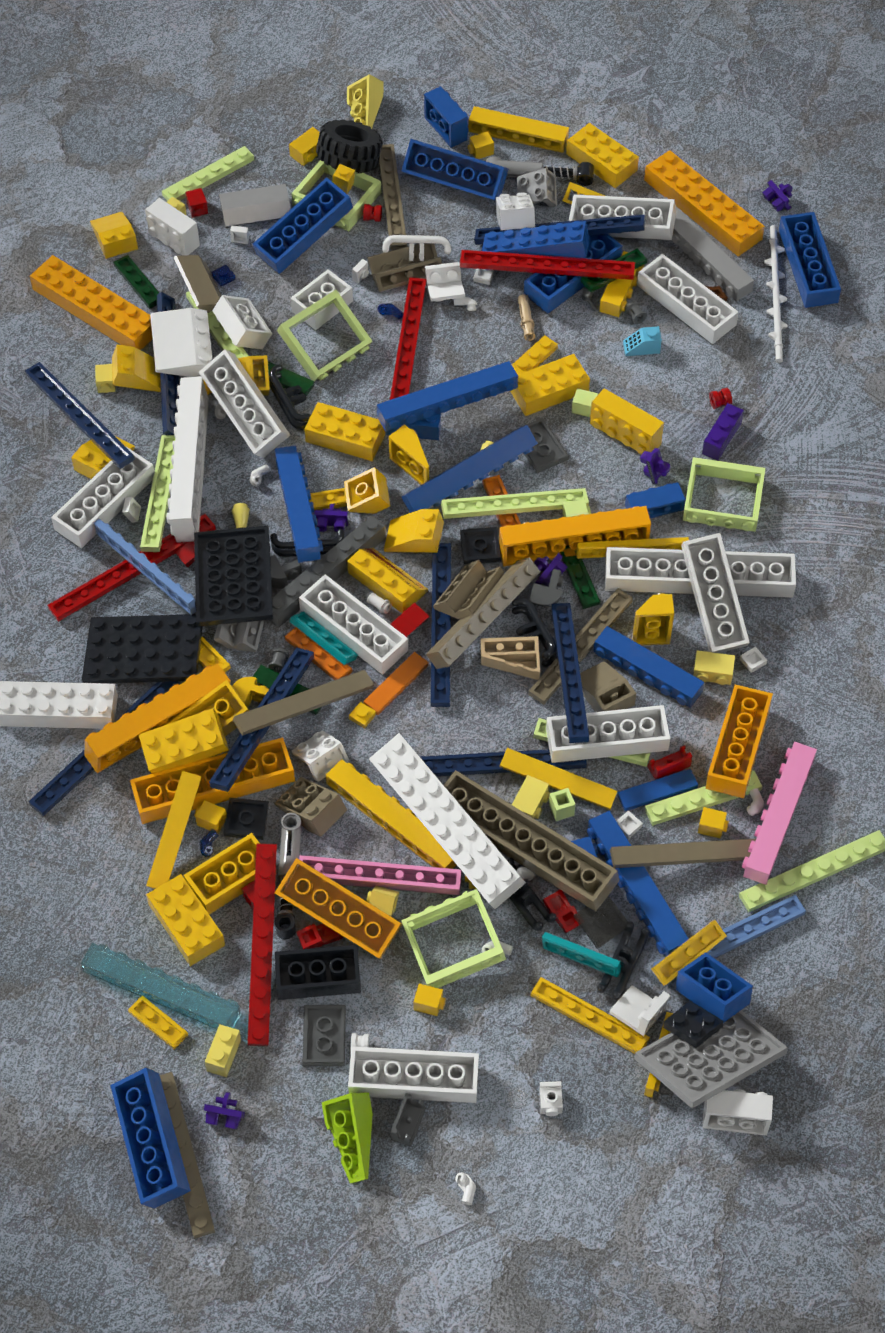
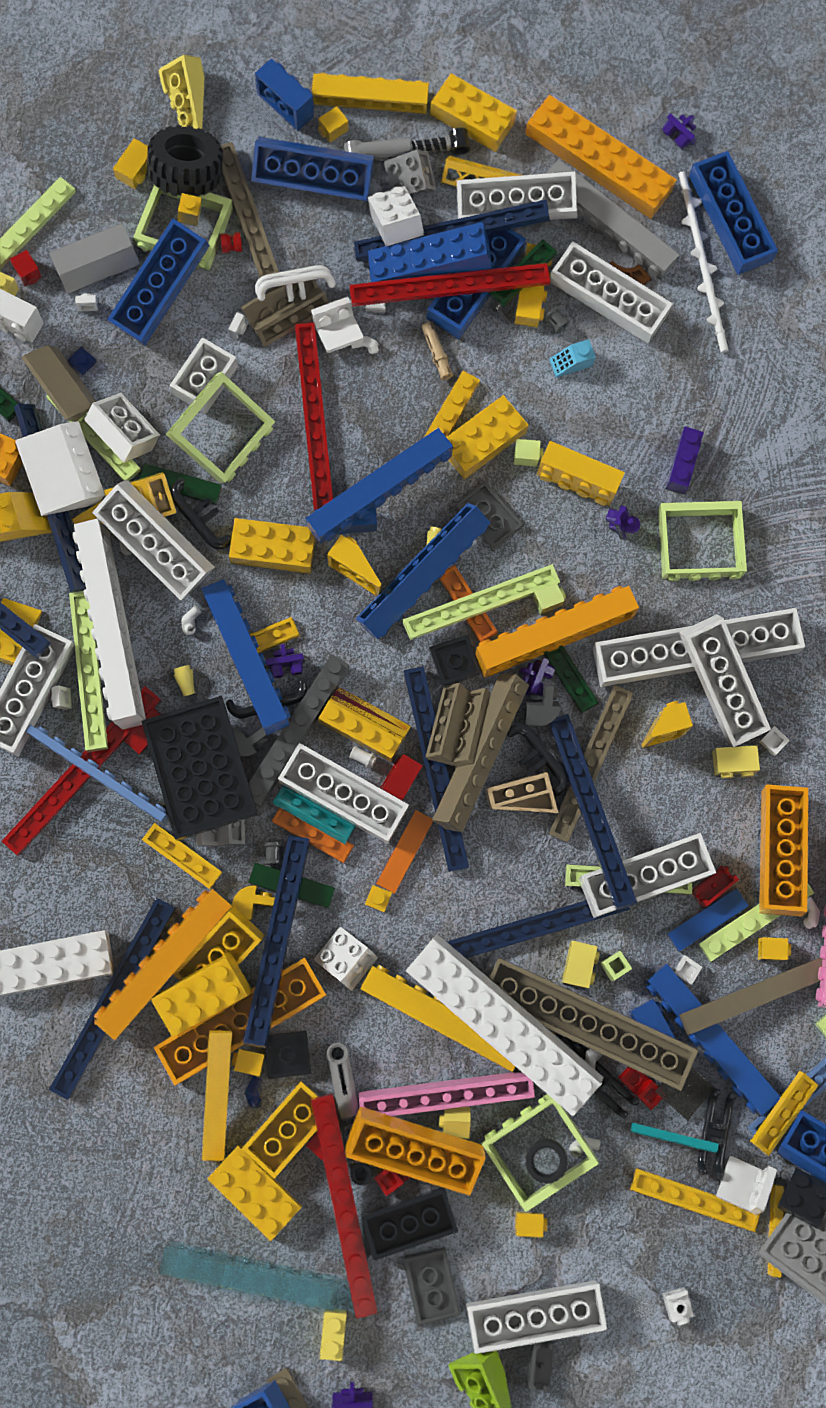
camera: 20 degrees left, 20 degrees up
(142, 649) = (121, 874): black plate -> none
(158, 1022) = (256, 1313): yellow tile -> none
(303, 702) = (315, 910): dark tan tile -> none
(314, 804) = (351, 1023): dark tan slope -> none
(359, 1041) = (471, 1291): white wheel -> none
(367, 492) = (317, 621): yellow slope -> none
(390, 309) = (283, 370): clear blue arm -> none
(415, 532) = (381, 662): yellow slope -> none
(450, 925) = (546, 1178): none -> black tyre
(558, 778) = (604, 934): yellow tile -> none
(598, 549) = (620, 630): yellow tile -> none
(606, 688) = (629, 813): dark tan slope -> none
(648, 667) = (667, 775): blue brick -> none
(658, 500) = (630, 565): blue brick -> none
(720, 398) = (672, 415): red wheel -> none

